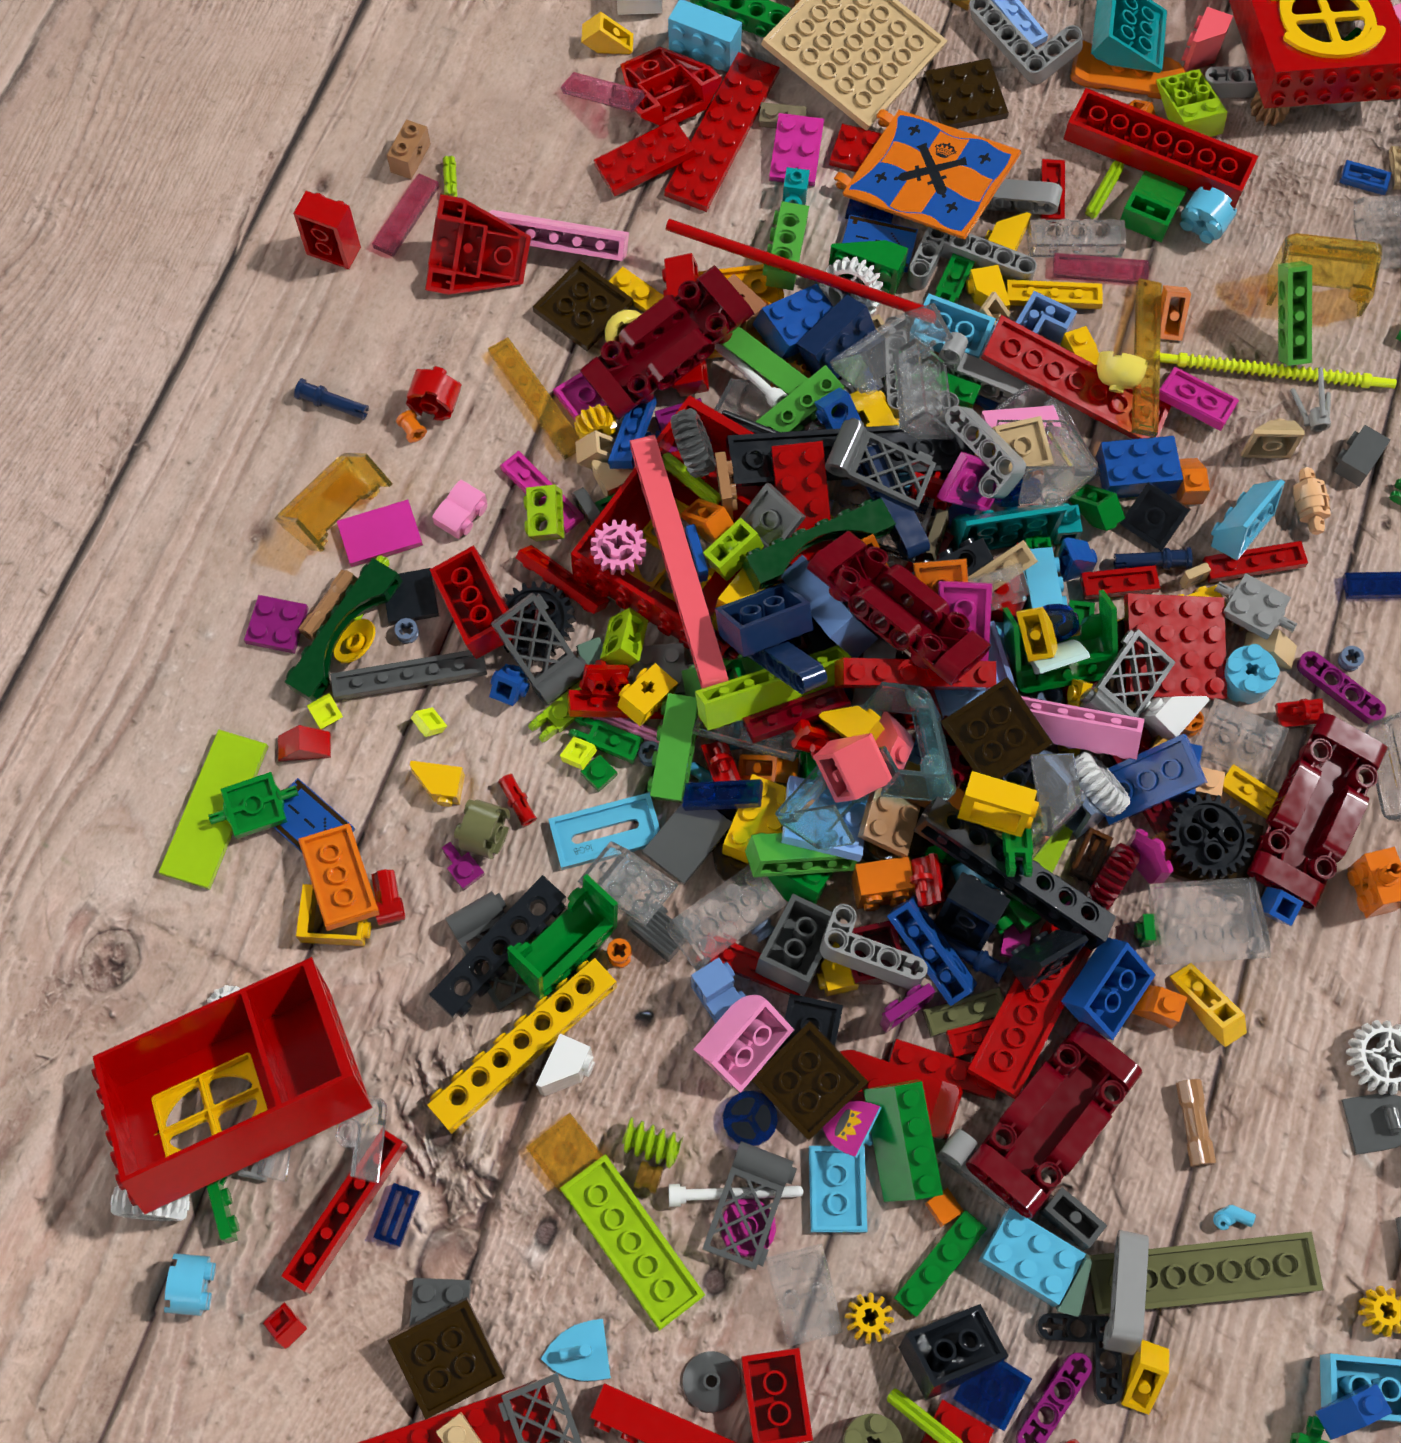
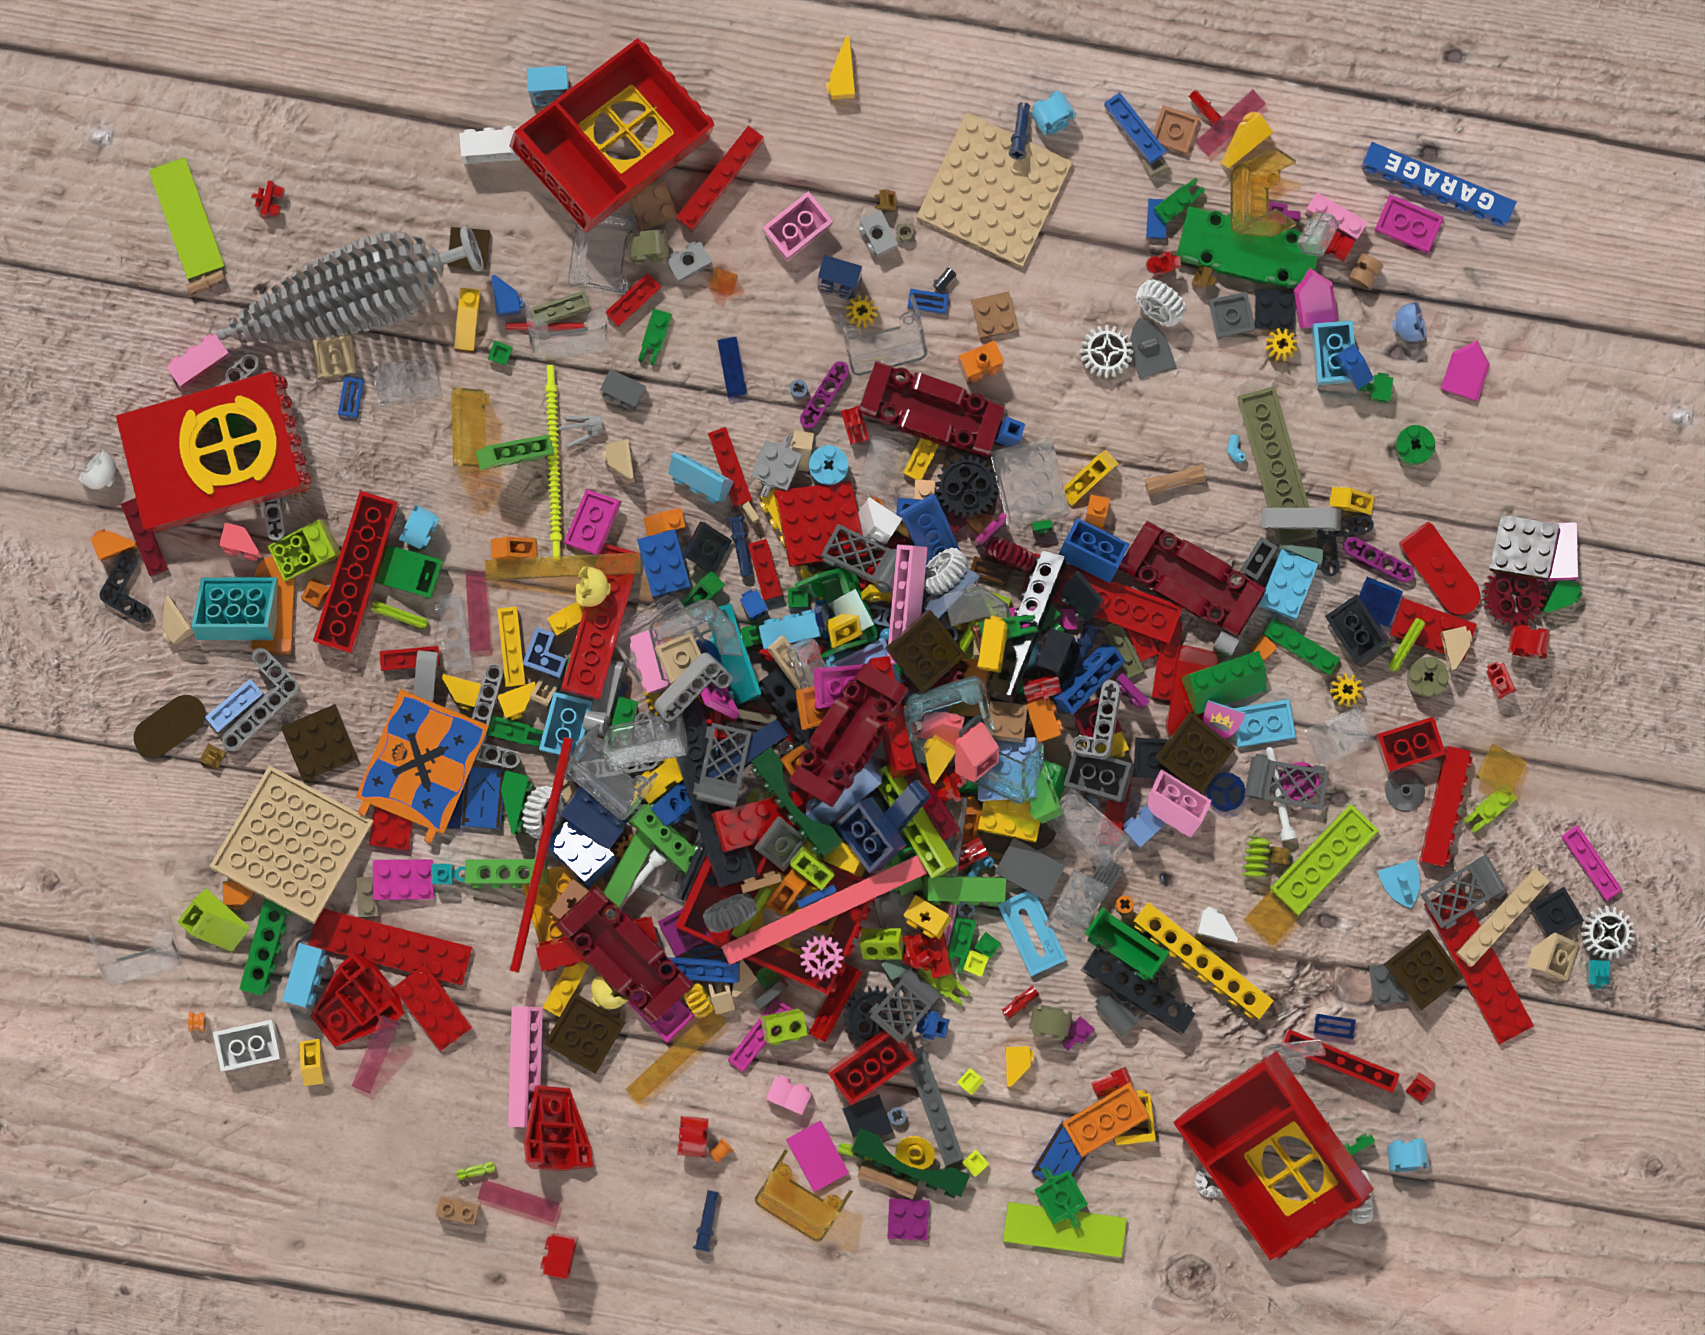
camera: 105 degrees left, 15 degrees up
(304, 744) = (1003, 1173): red slope -> none
(723, 795) = (998, 847): clear blue tile -> none
(1311, 501) = (671, 426): light nougat piece -> none

